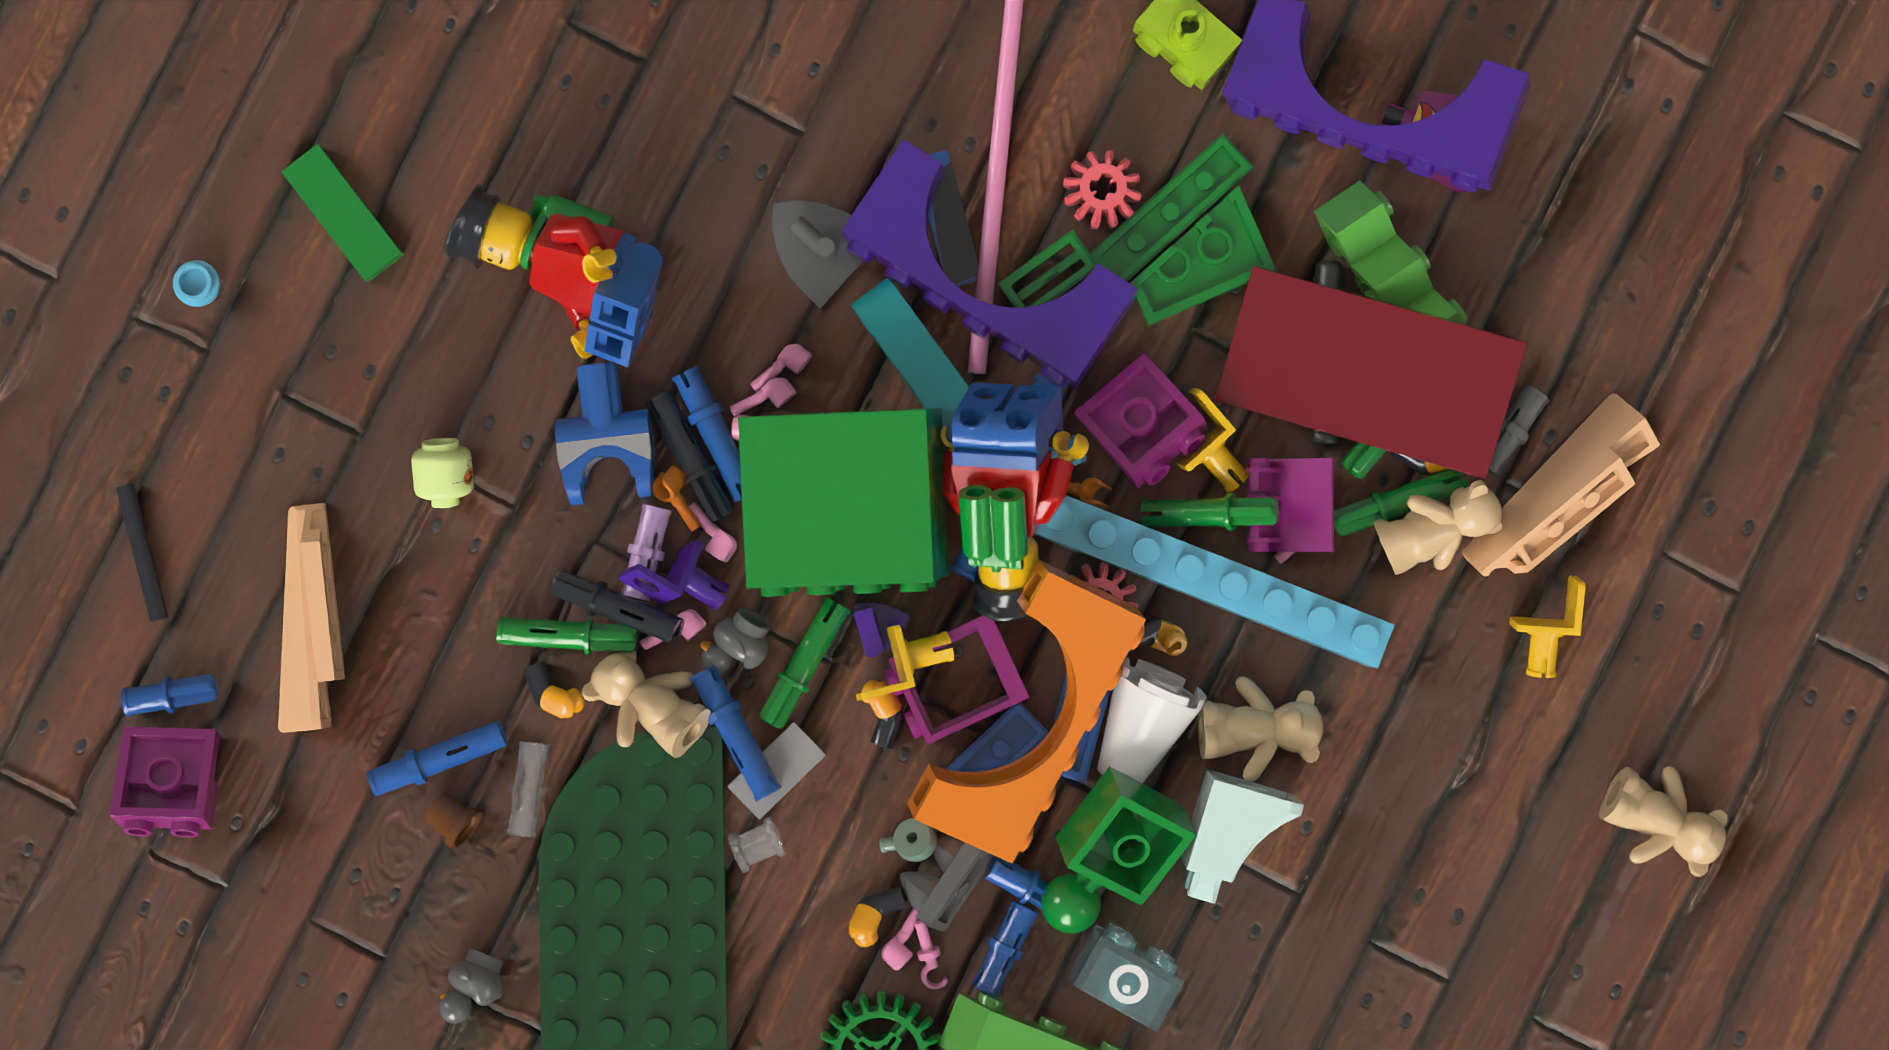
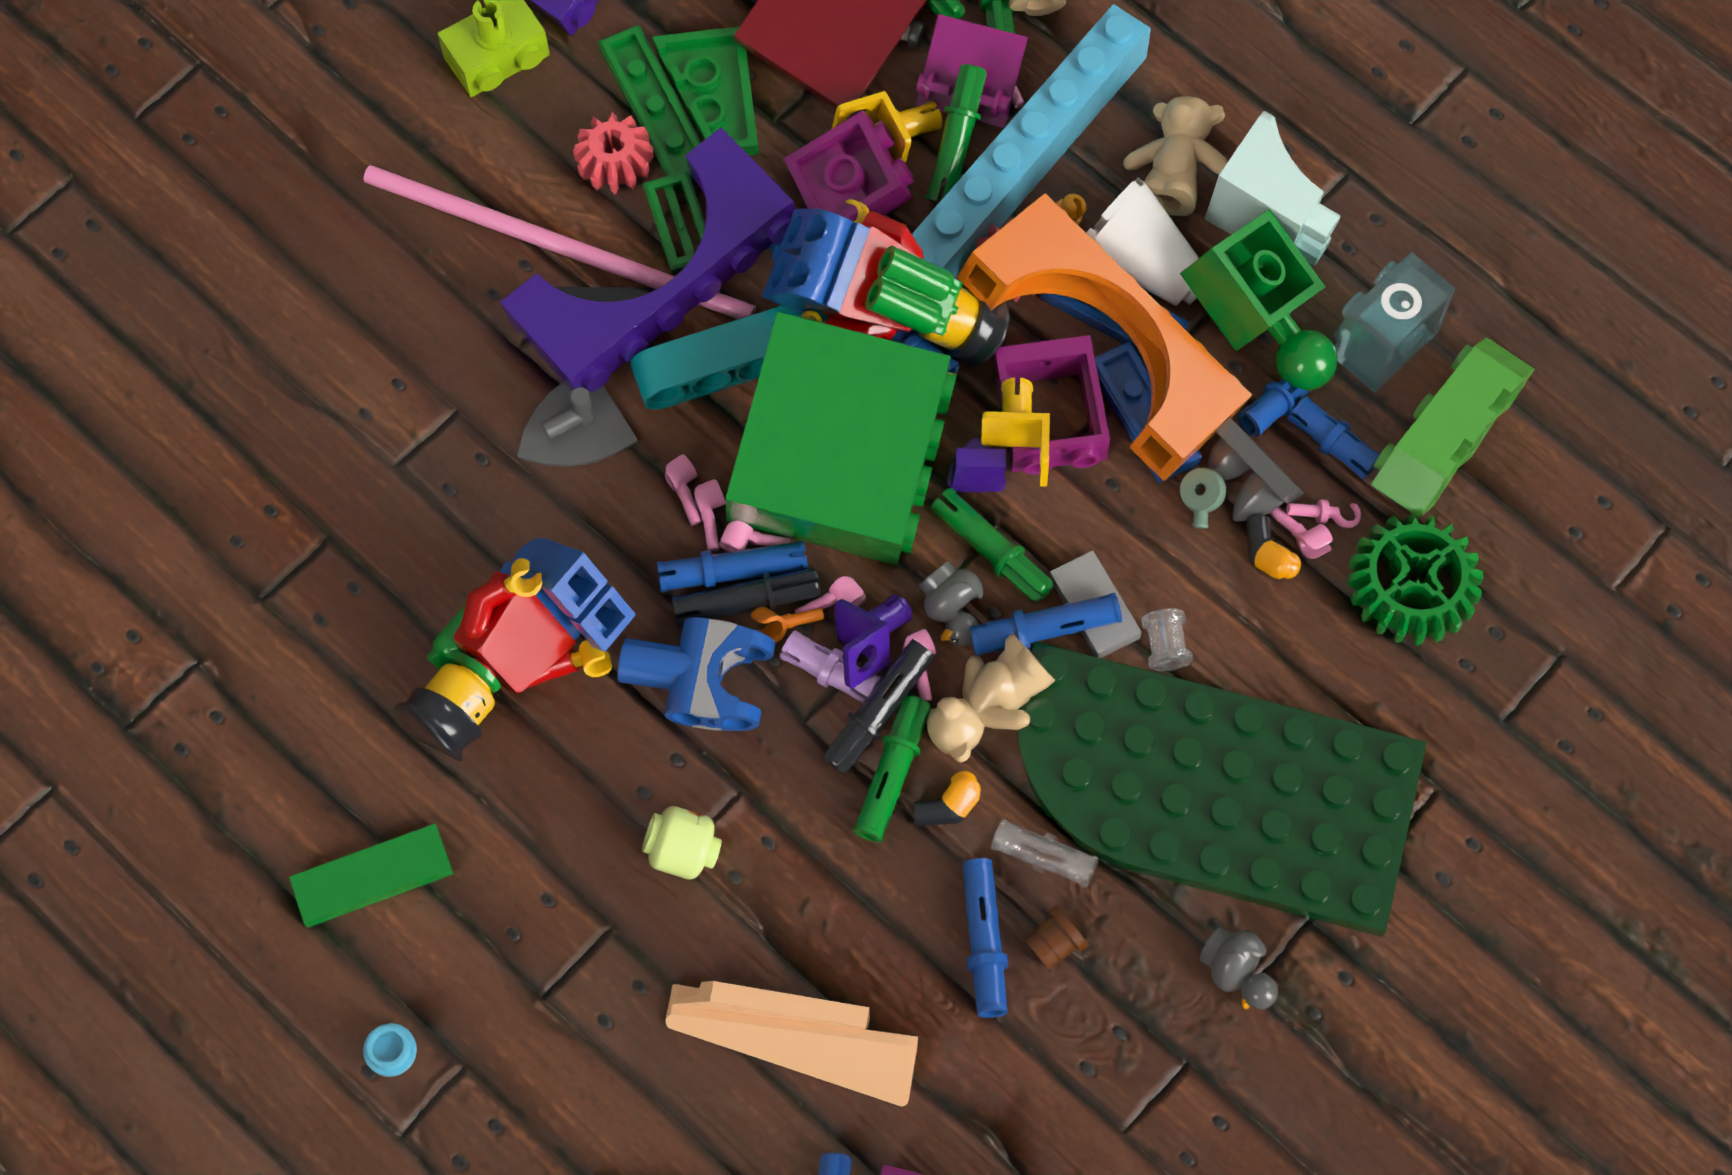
camera: 75 degrees left, 20 degrees down
(889, 713) = (1067, 482): arm -> none

